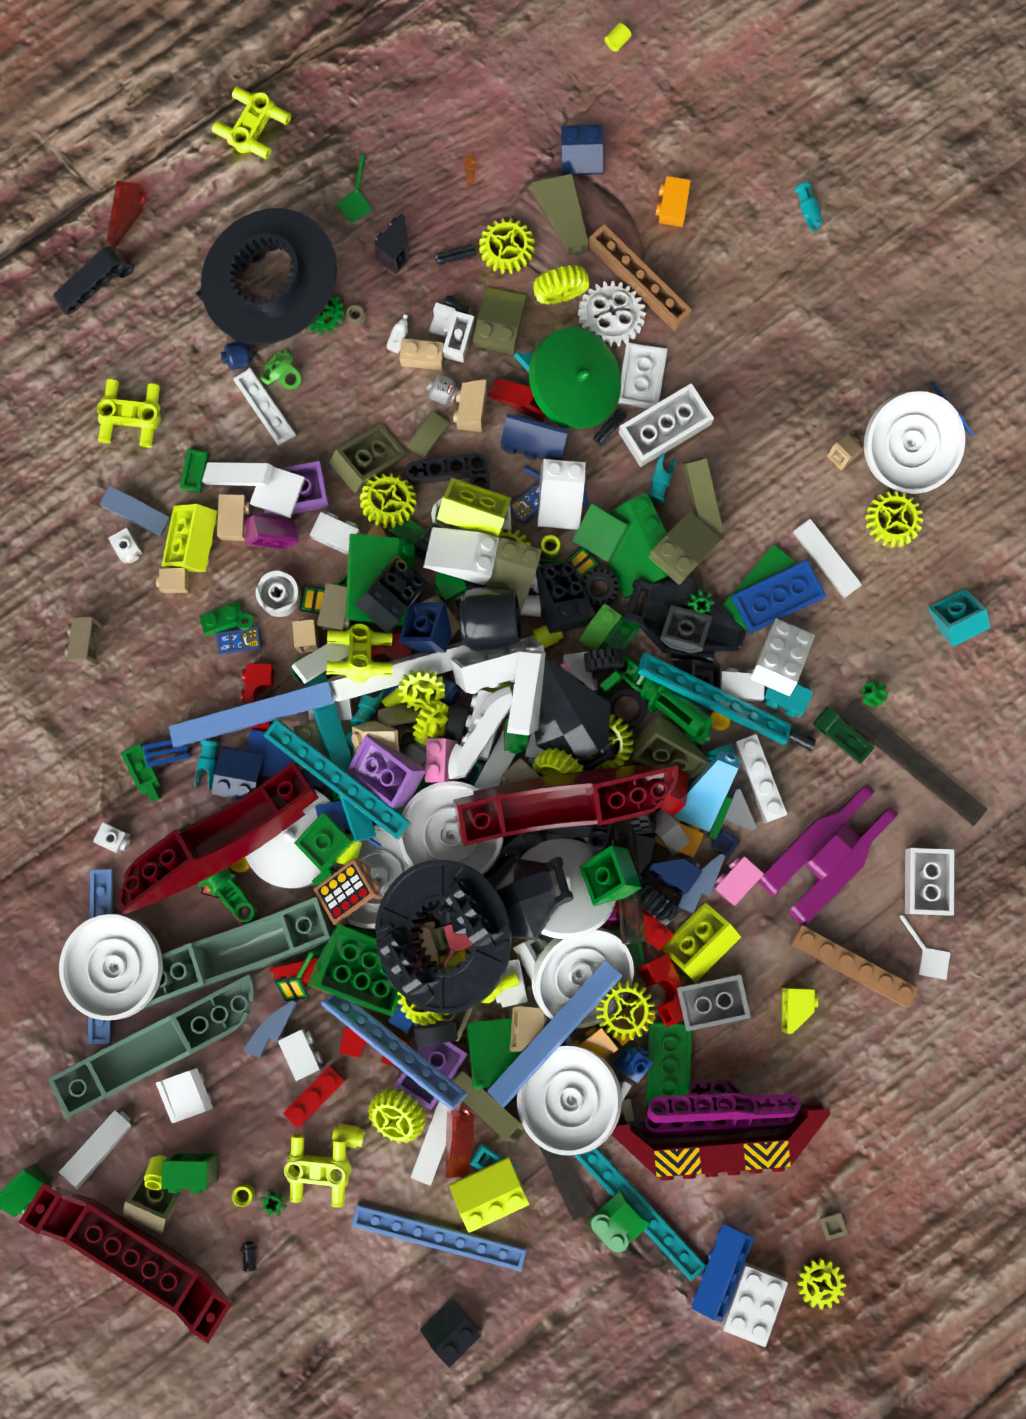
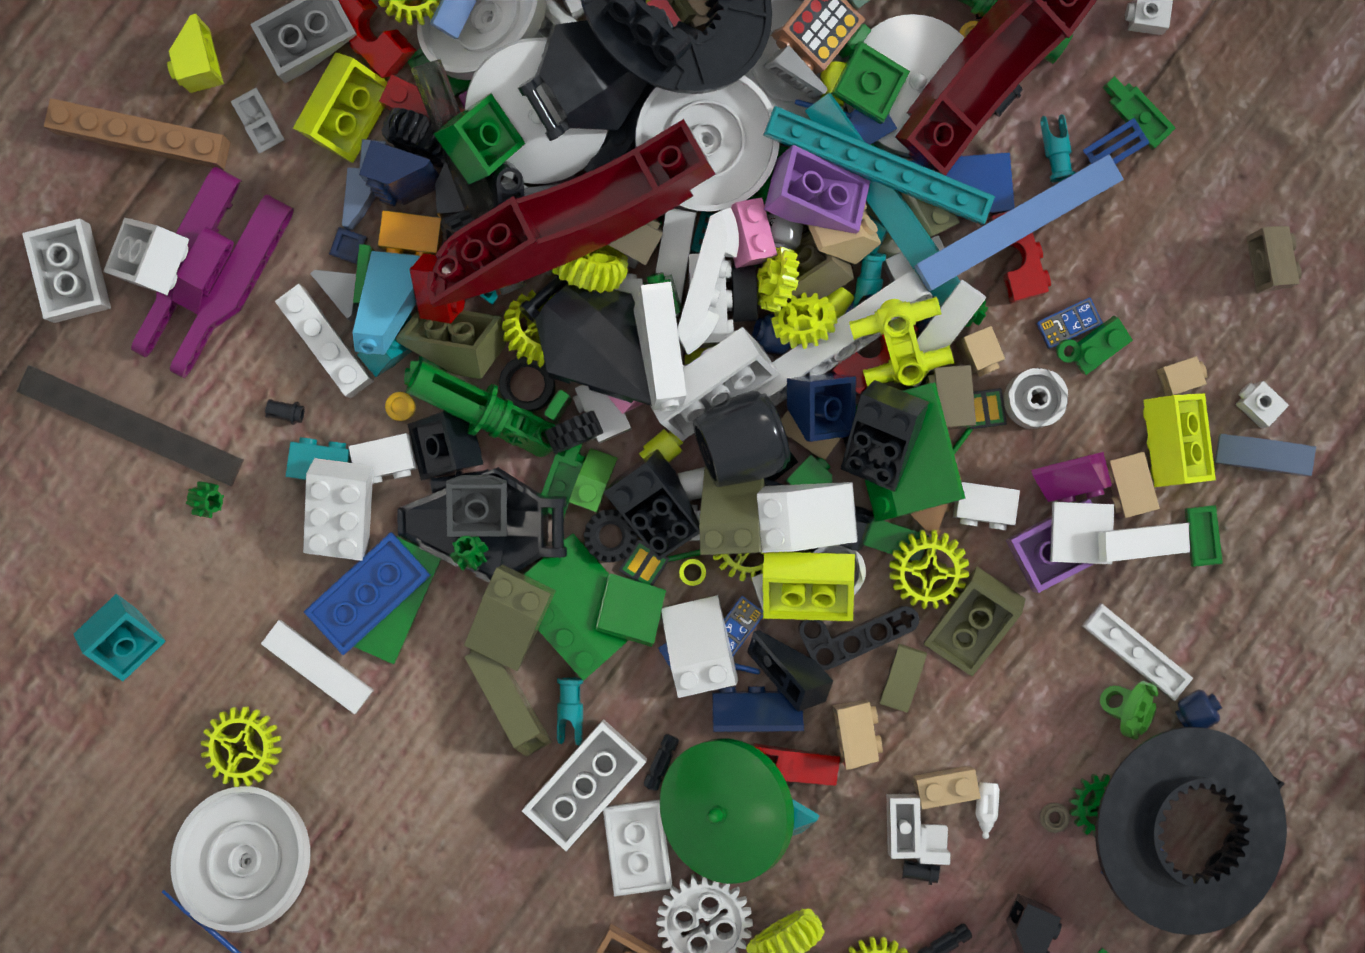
camera: 155 degrees right, 5 degrees up
(129, 413) = (1318, 587): neon yellow piece -> none
(237, 772) = (1012, 144): dark blue slope -> none
(376, 867) = (794, 71): none -> light grey slope
(442, 389) = (903, 746): light grey head -> none
(499, 321) = (855, 868): olive slope -> none
(503, 458) = (792, 672): none -> black slope
(670, 832) = (420, 229): light grey slope -> none
(714, 698) = (413, 424): teal tile -> none
(738, 880) = (317, 200): bright pink brick -> none
(764, 952) = (258, 120): none -> light grey slope
(842, 735) = (231, 431): dark green plate -> none
(845, 451) = (331, 820): tan slope -> none
(869, 871) = (147, 255): none -> white brick
(933, 962) = (36, 173): white piece -> none

